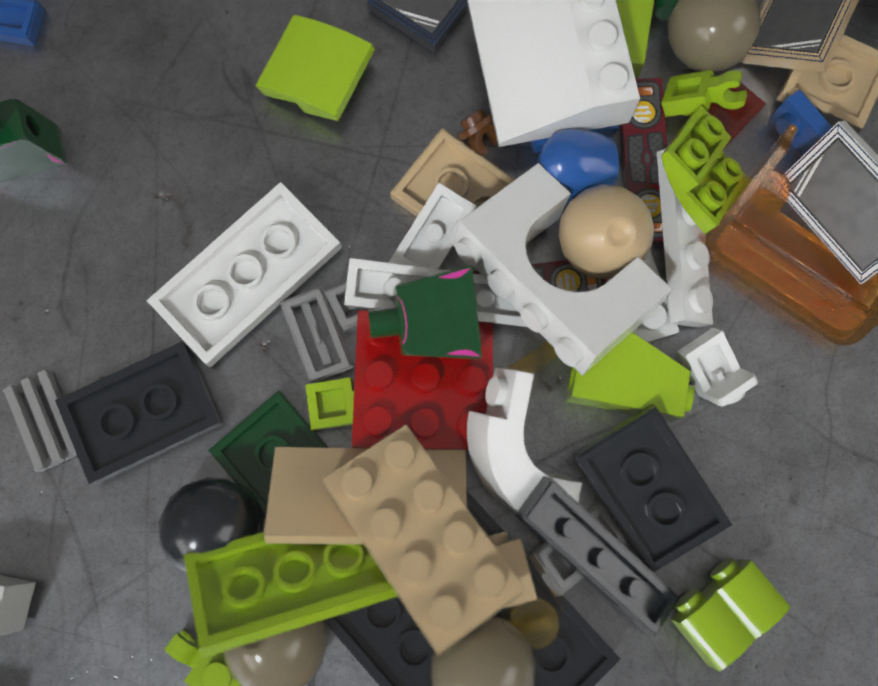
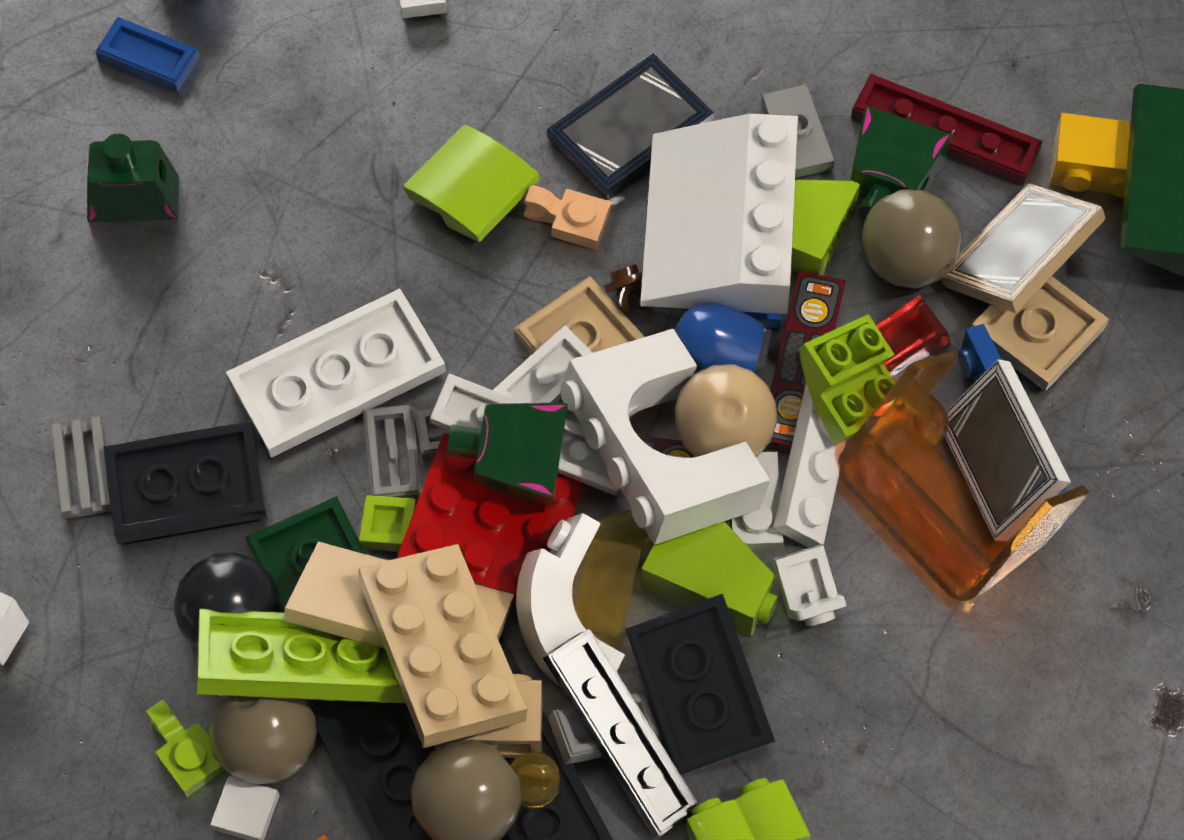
camera: 15 degrees right, 15 degrees down
(414, 77) = (574, 218): none -> light nougat plate
(548, 421) = (607, 588): none -> clear yellow tile
(692, 90) = (879, 301): lime plate -> none

